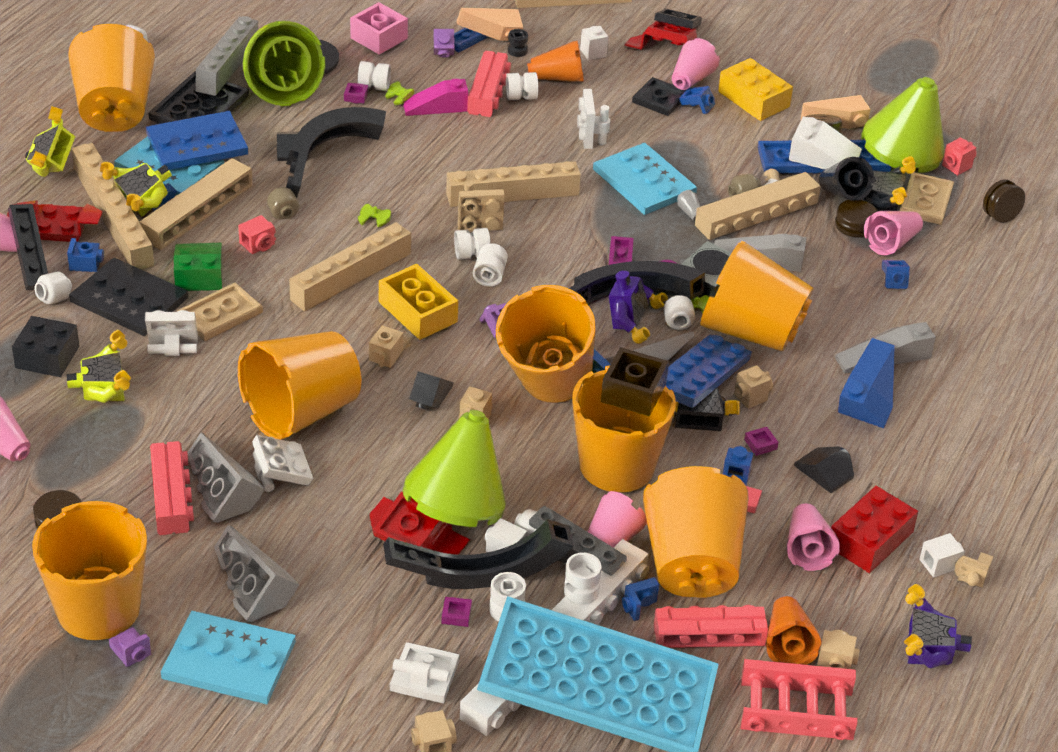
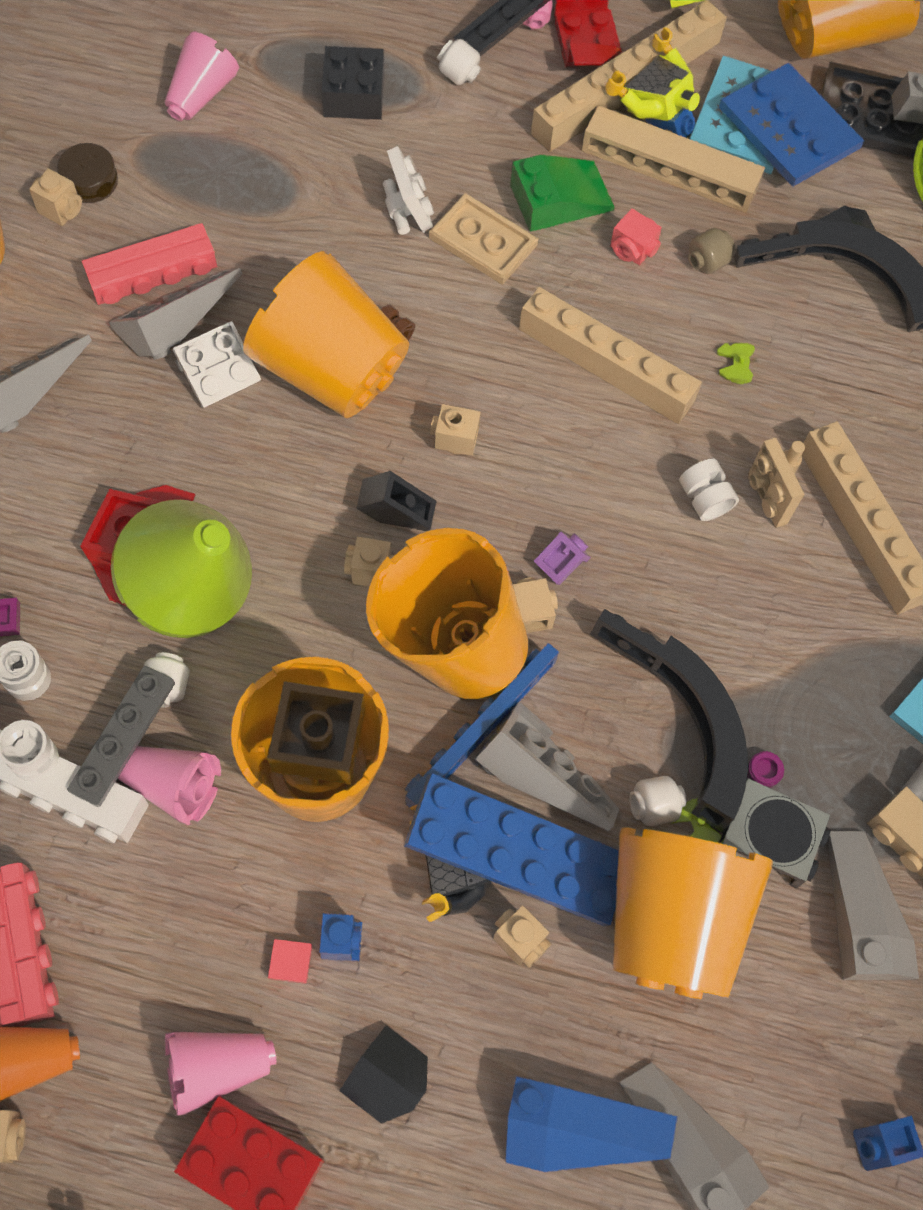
camera: 75 degrees right, 25 degrees up
(84, 256) = (529, 74): blue brick -> none
(102, 374) = (321, 149): torso -> none
(126, 293) = (478, 141): black plate -> none
(418, 301) = (557, 447): yellow brick -> none
(477, 570) = (85, 668): black arch -> none
(490, 265) = (678, 522): white wheel -> none
(503, 535) = (130, 649): white brick -> none
(620, 250) = (769, 695): magenta plate -> none
(628, 303) = (646, 722): torso -> none
(638, 595) = (61, 844): blue bracket -> none
(696, 529) = (138, 892): light orange cone -> none
(761, 441) = (411, 966): magenta plate -> none

